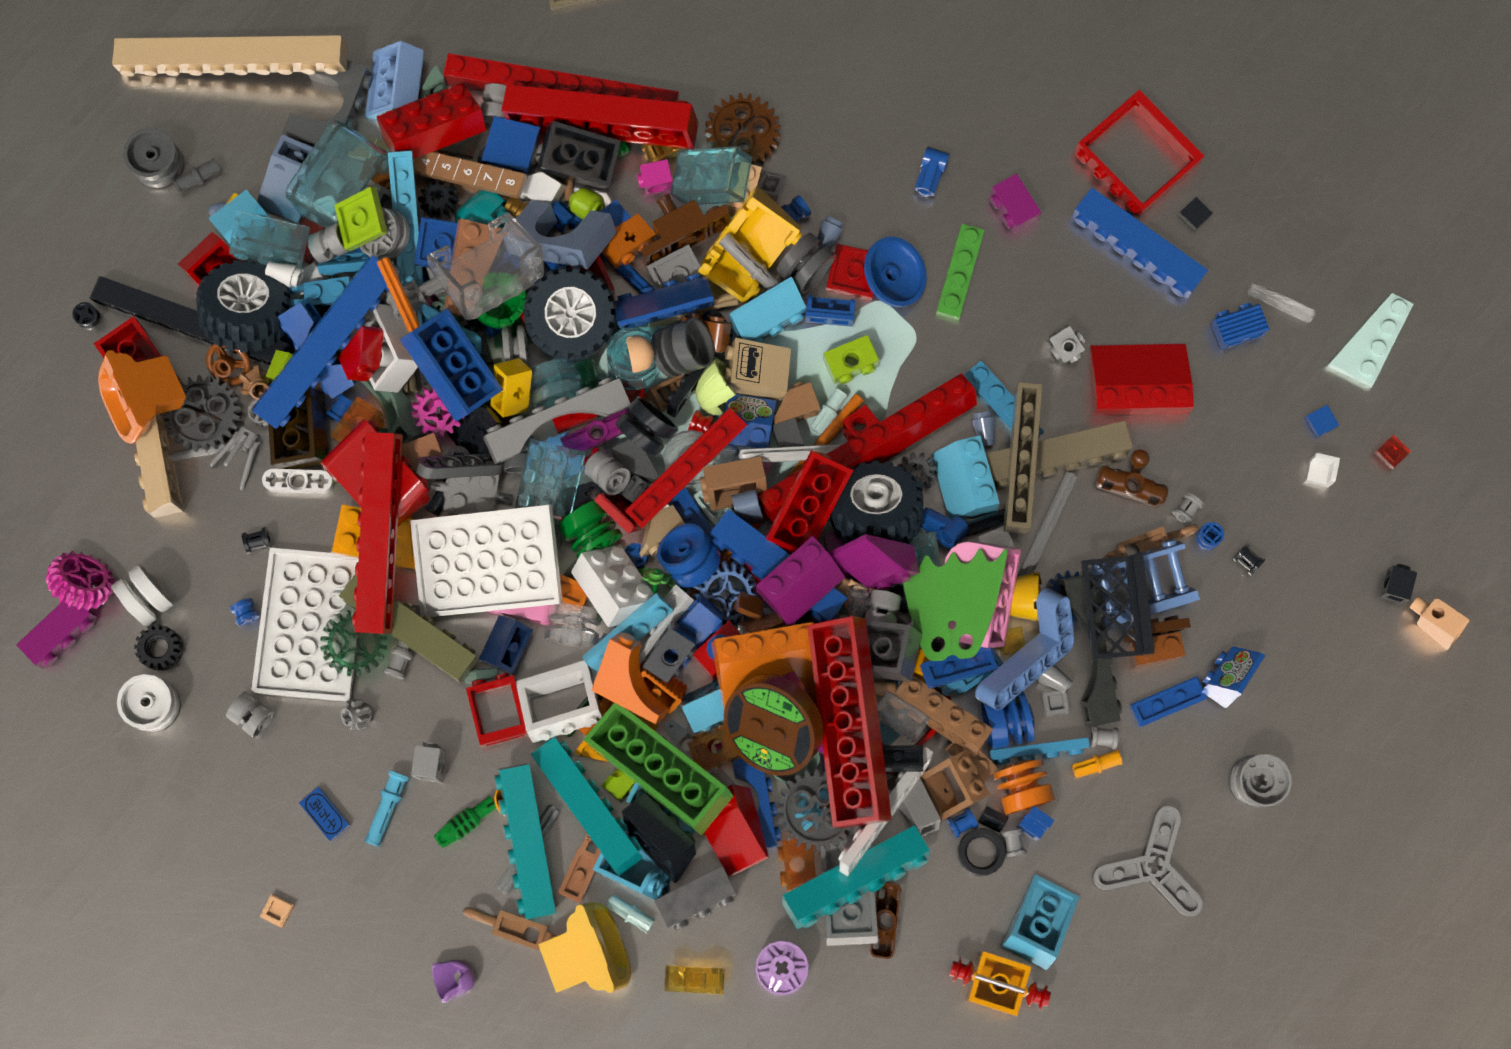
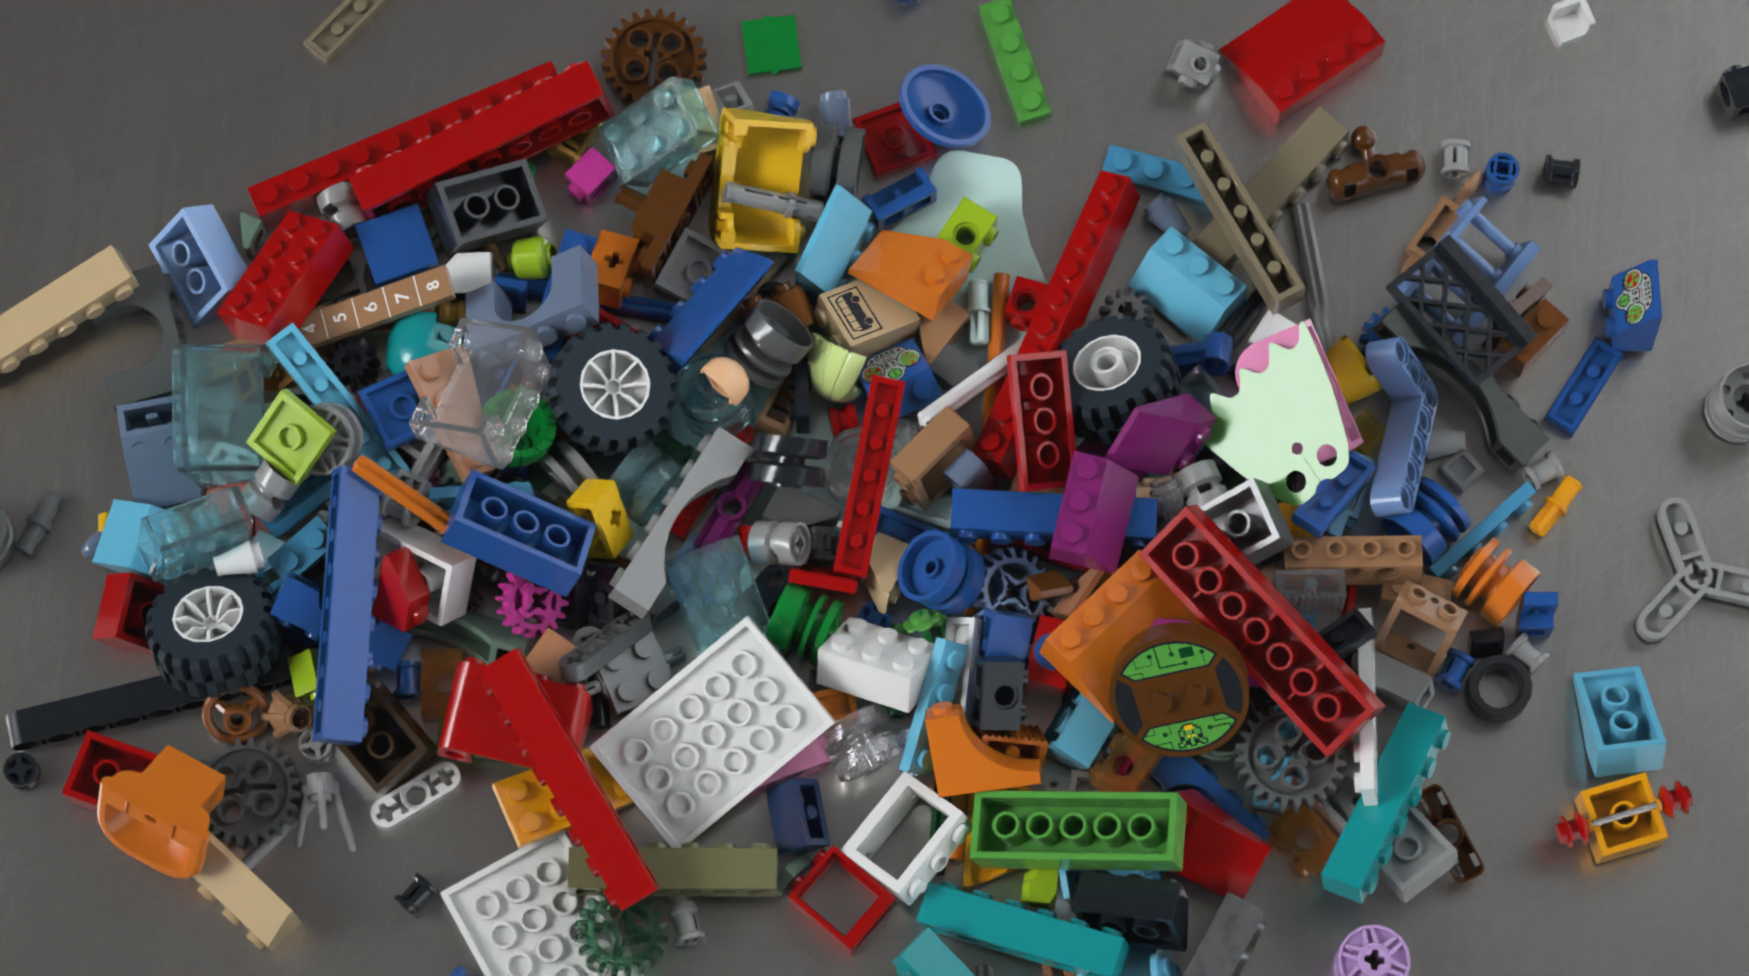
camera: 35 degrees left, 5 degrees down
(803, 360) = (914, 270): none -> orange slope
(820, 167) = (771, 45): none -> green piece

